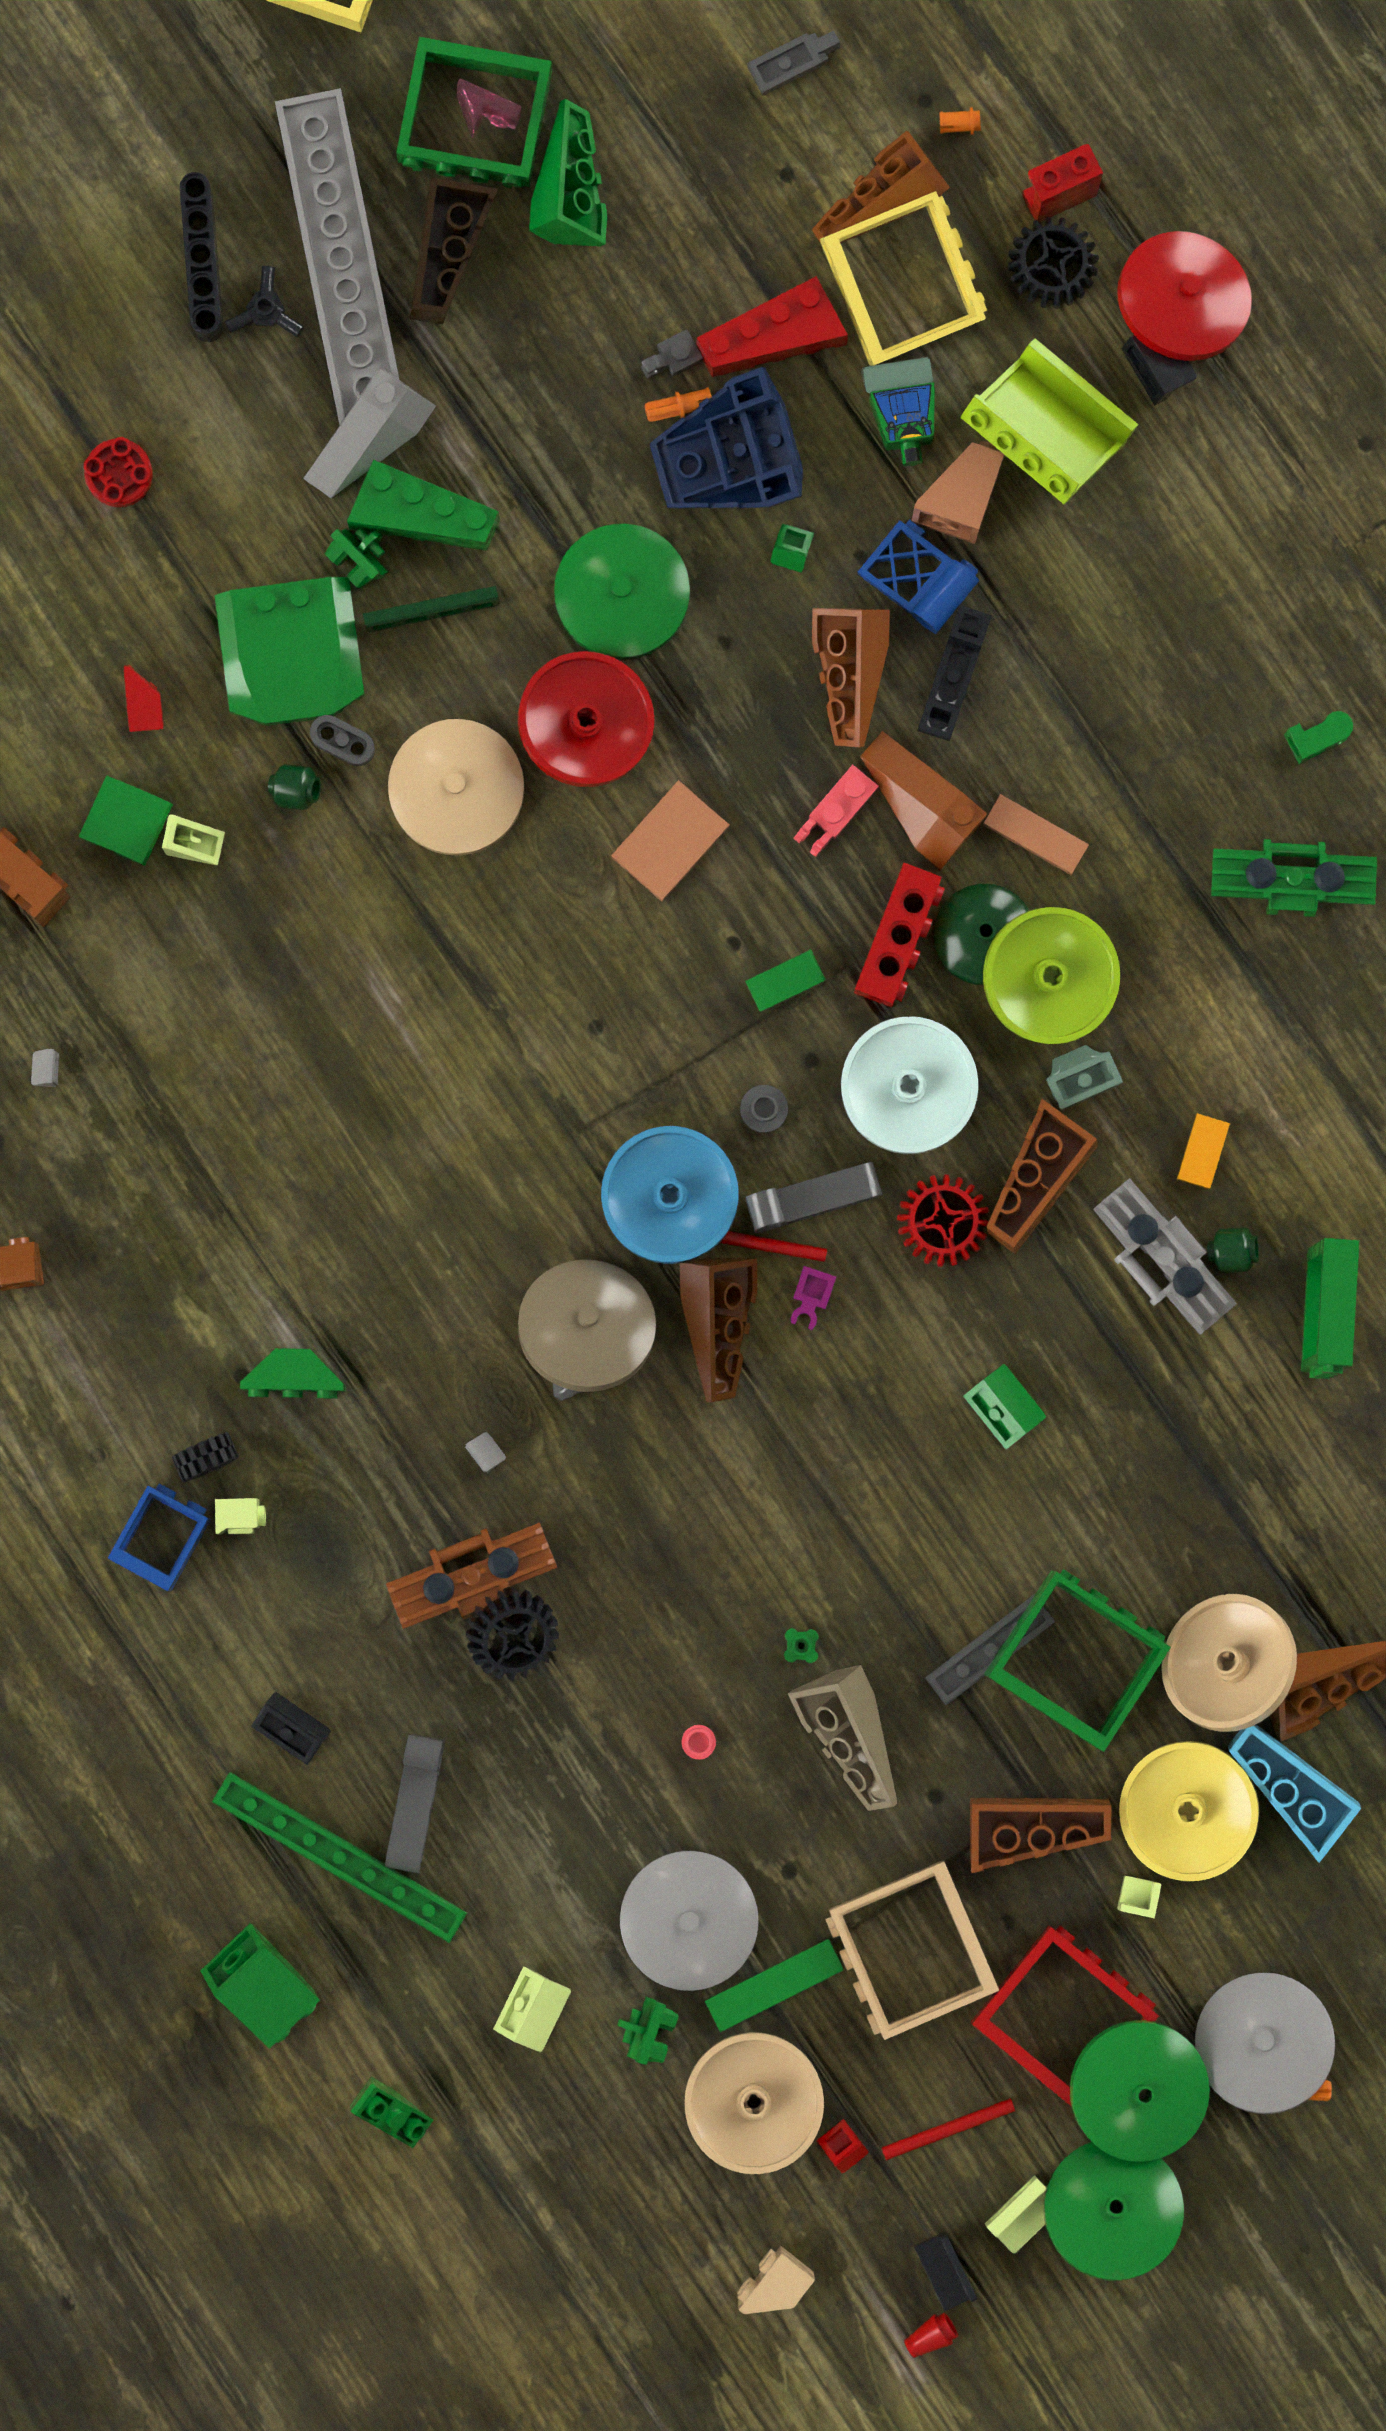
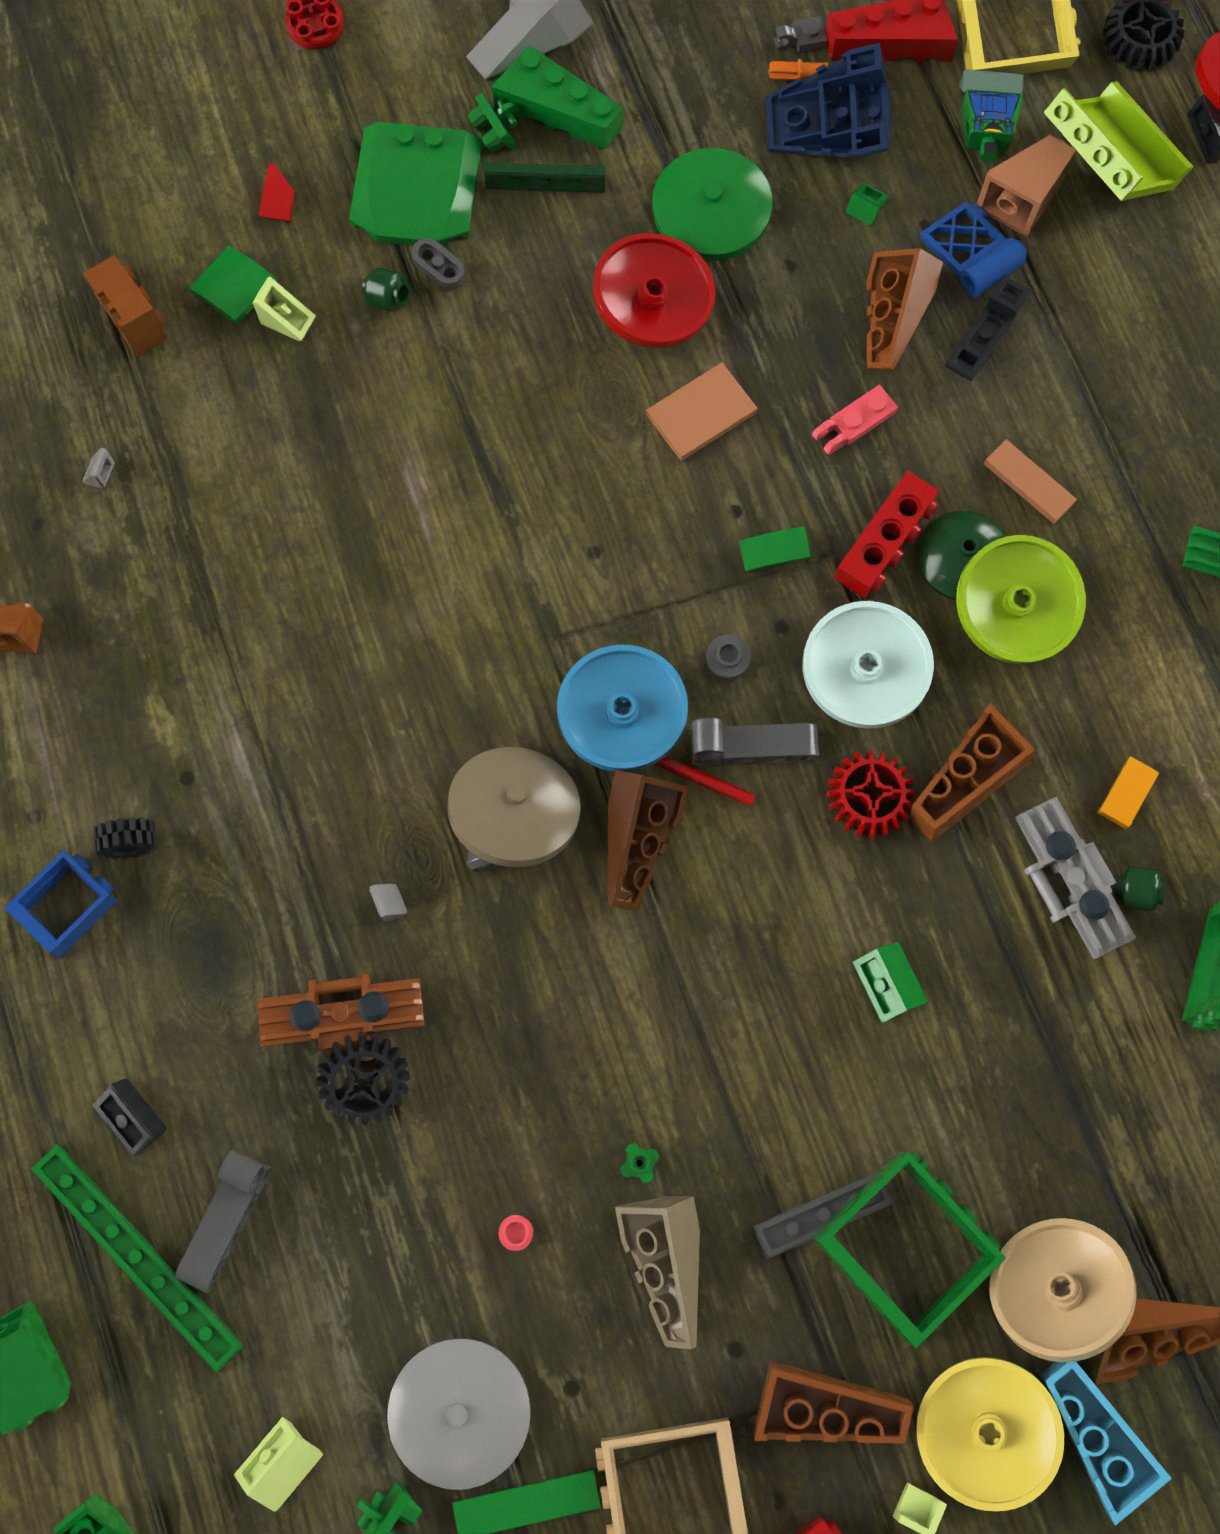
camera: 15 degrees right, 10 degrees down
(239, 1515) = (141, 901): yellowish green window -> none
(293, 1373) = (230, 784): green slope -> none
(456, 787) = (526, 325): tan dish -> none
(813, 1292) = (733, 830): magenta plate -> none
(926, 804) = (939, 432): dark orange wedge -> none
(1082, 1076) = (1030, 698): sand green slope -> none

